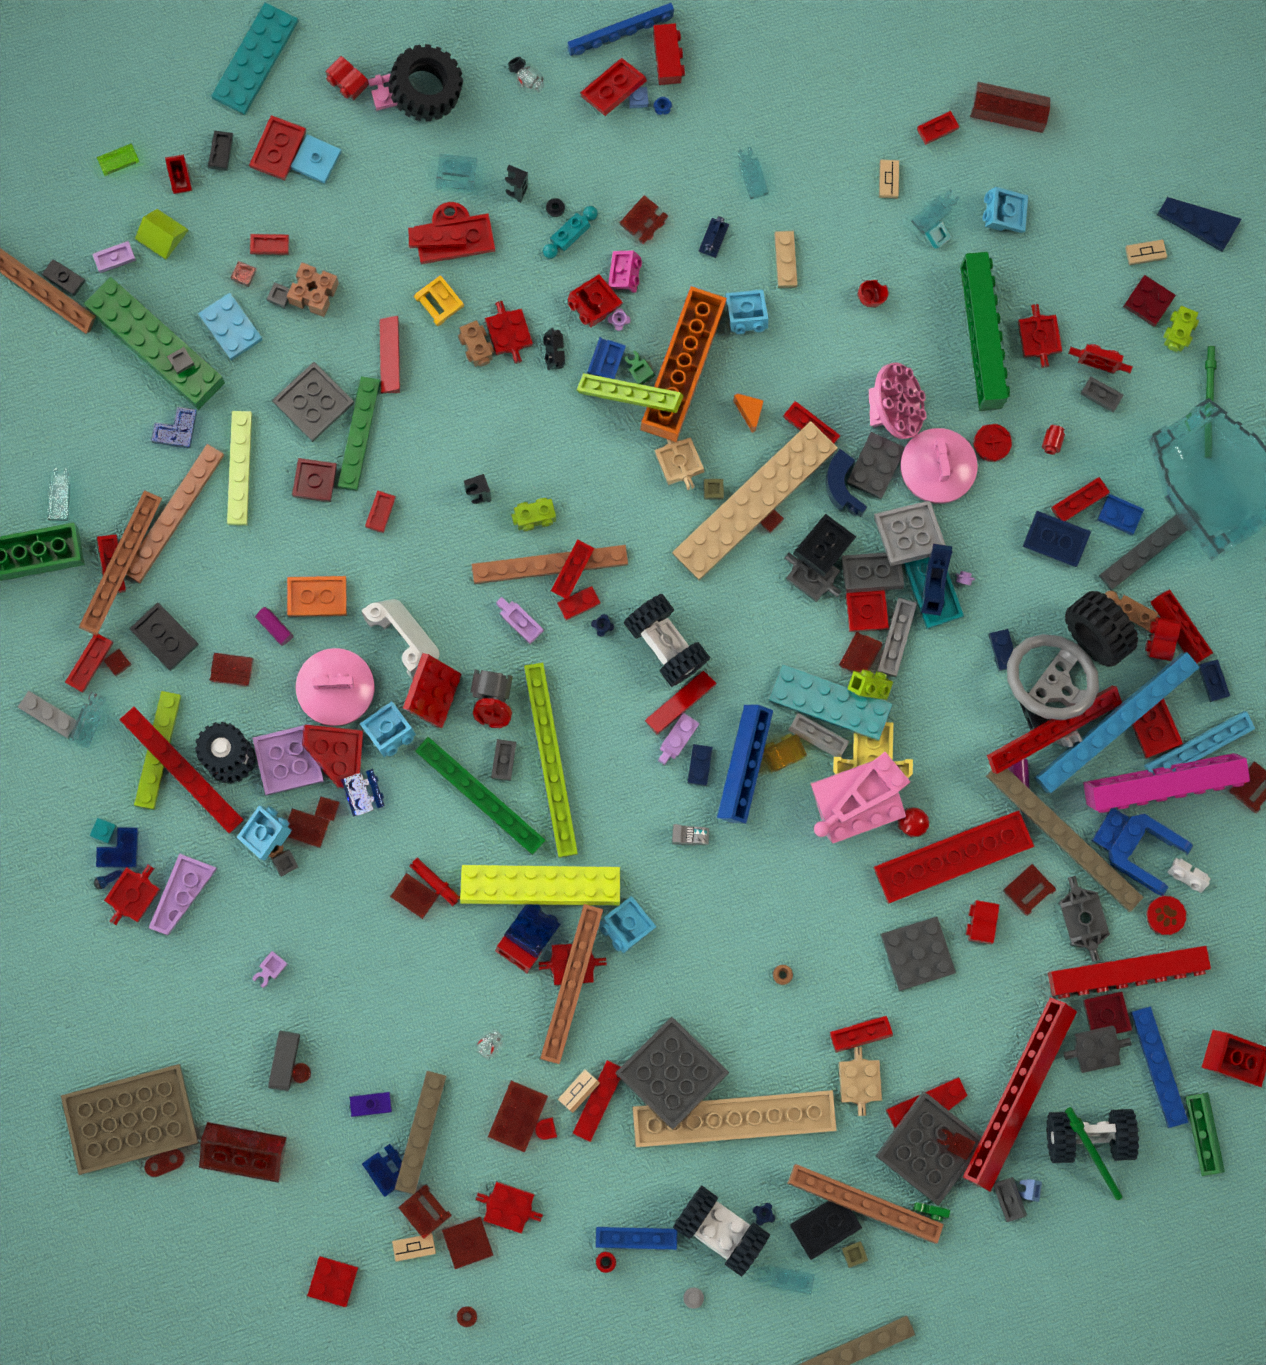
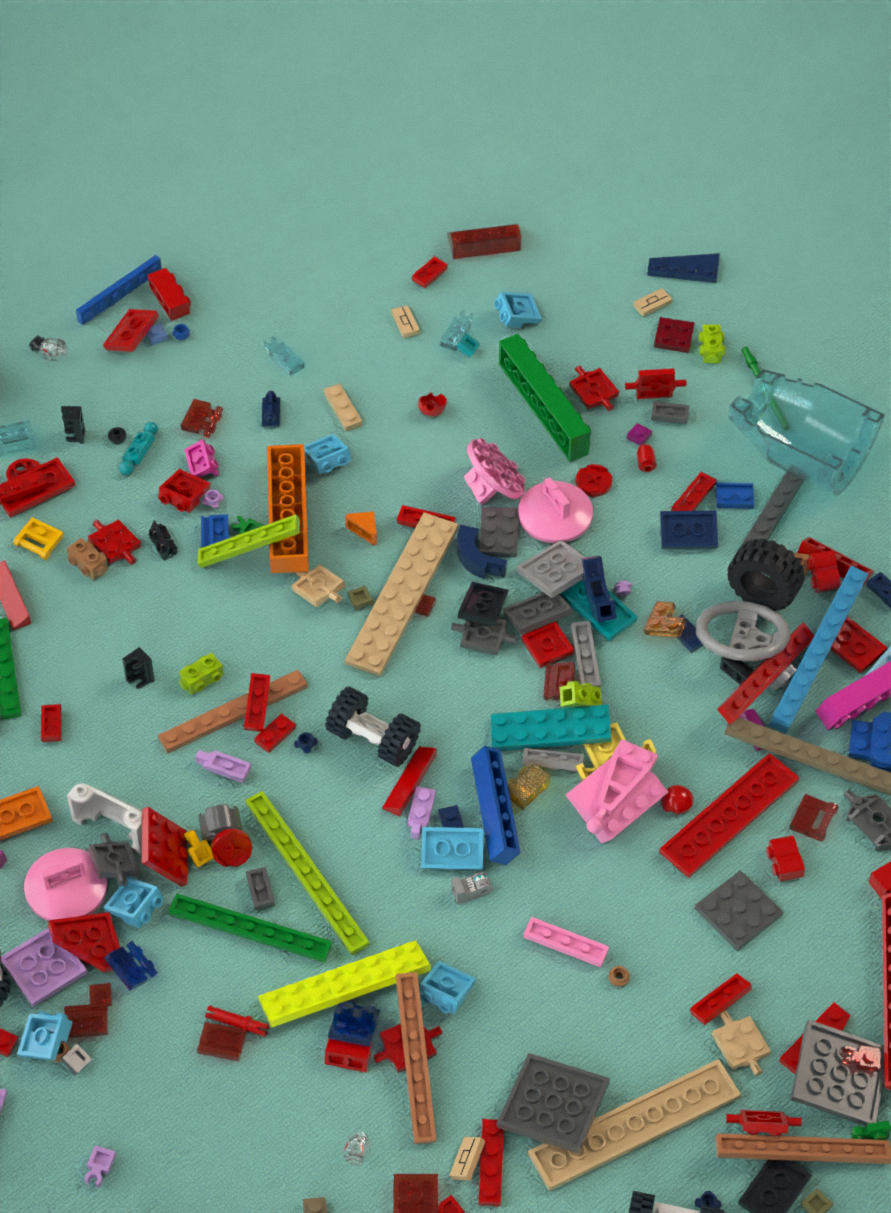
camera: 15 degrees left, 25 degrees down
(384, 681) = (113, 859): none -> dark grey plate
(463, 701) = (200, 850): none -> yellow plate
(688, 791) = (452, 848): none -> medium azure plate
(750, 923) = (566, 942): none -> bright pink plate
(843, 1165) = (763, 1121): none -> red plate
(983, 628) = (661, 621): none -> clear orange plate
(1060, 407) = (639, 434): none -> magenta plate

